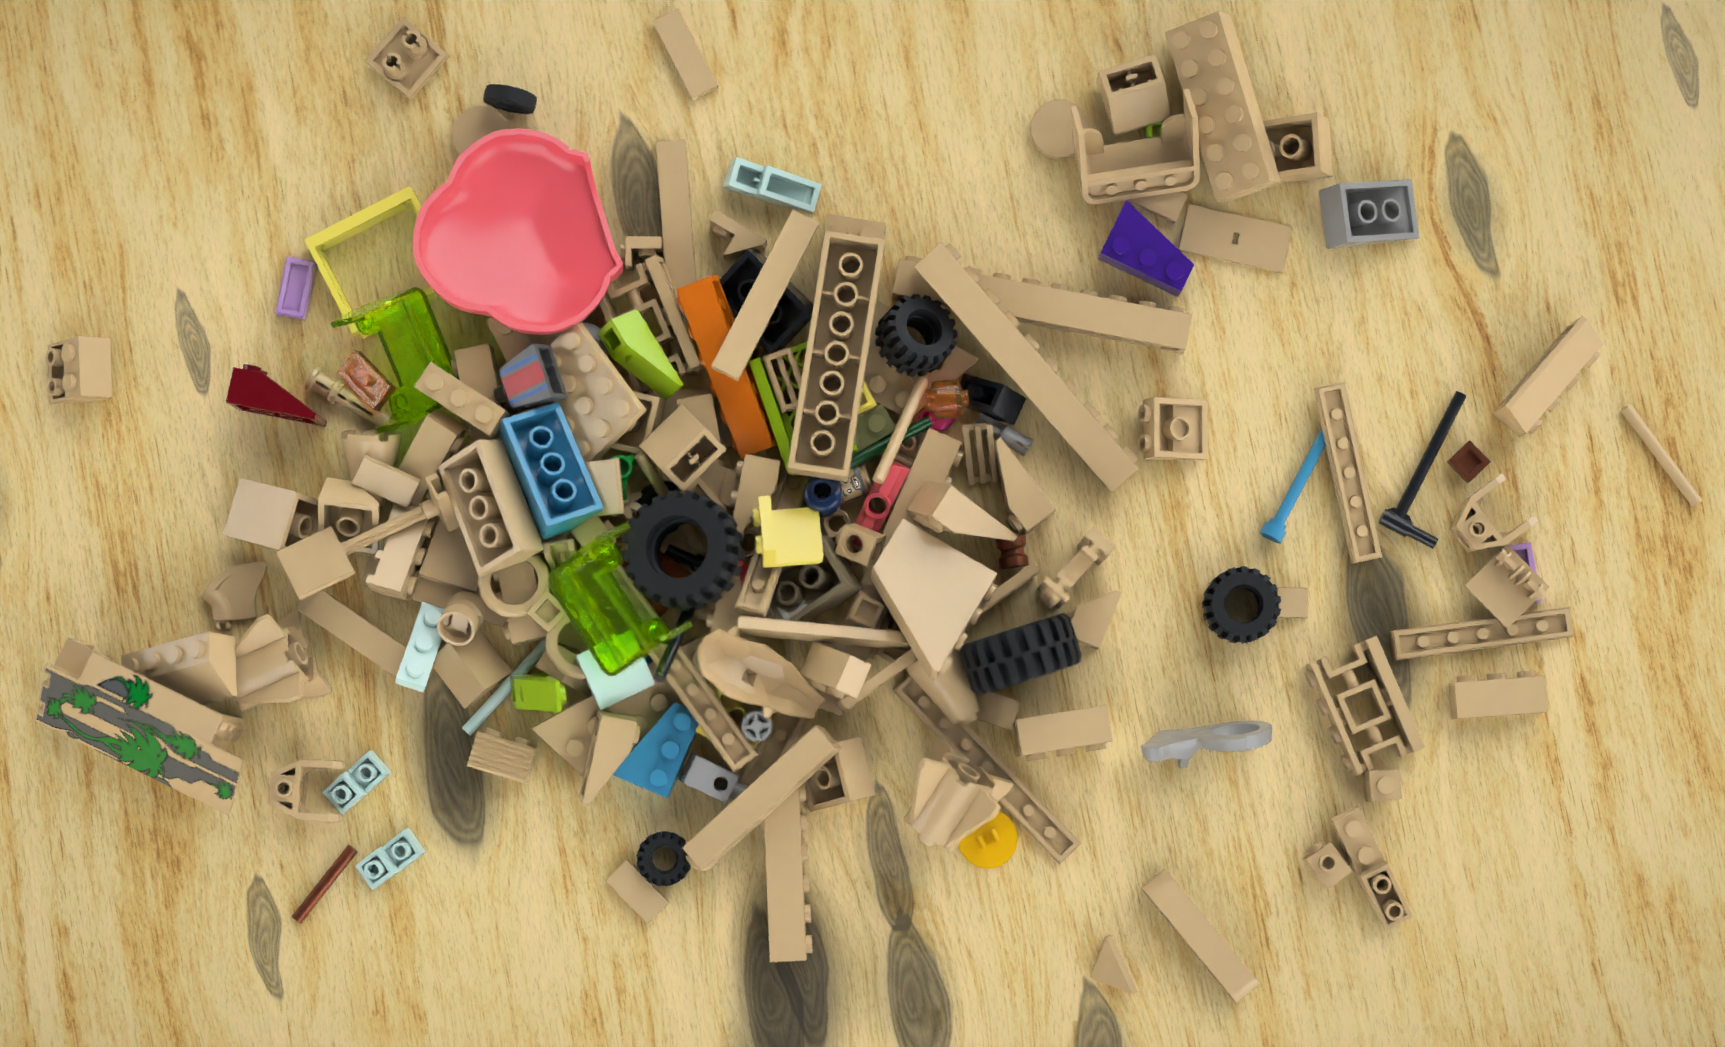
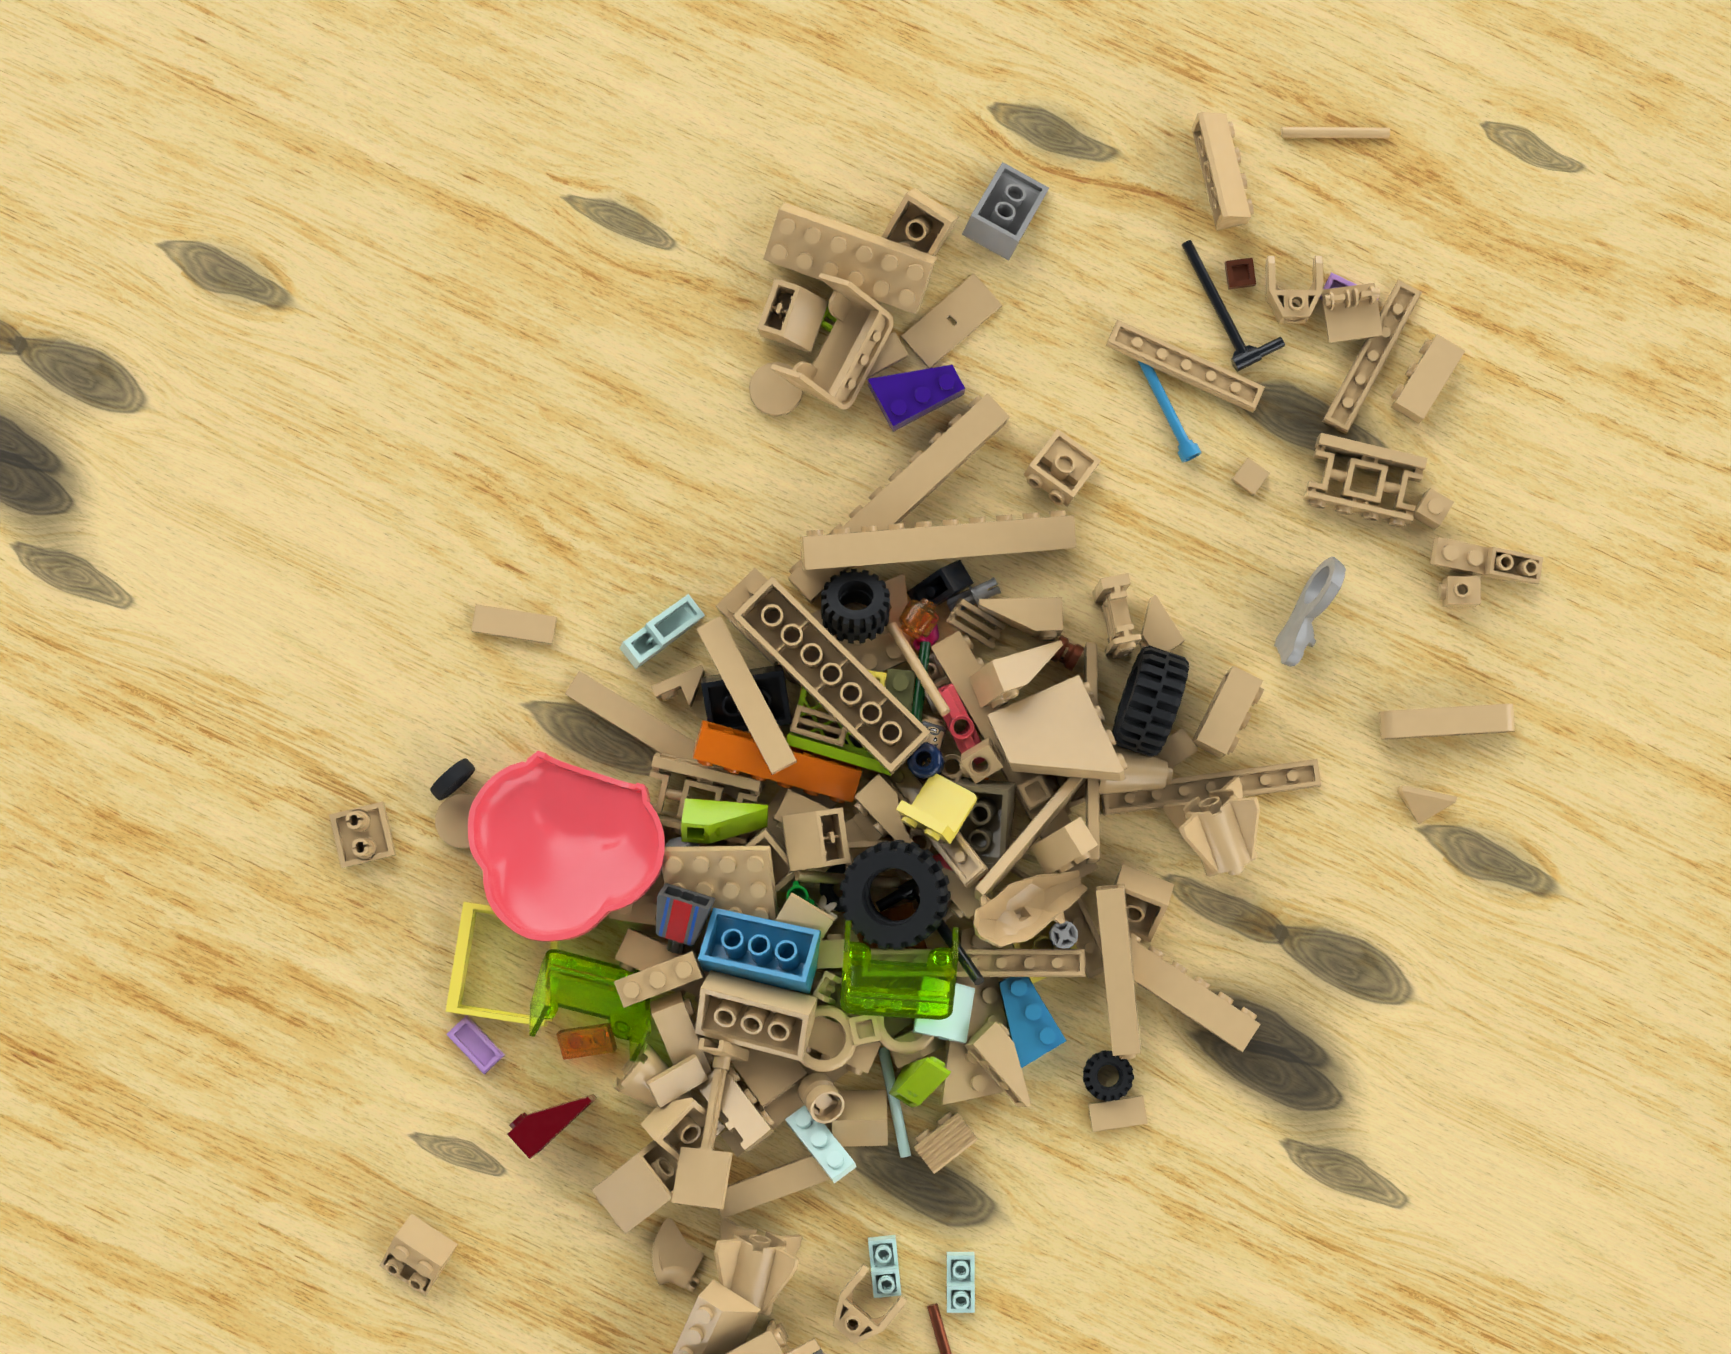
camera: 55 degrees left, 0 degrees up
(336, 392) = (578, 1070): tan pin -> none
(643, 245) = (639, 758): tan bracket -> none
(702, 773) = (1067, 1000): light grey torso -> none
(991, 843) = (1273, 825): yellow piece -> none
(1266, 597) = (1241, 496): black tyre -> none

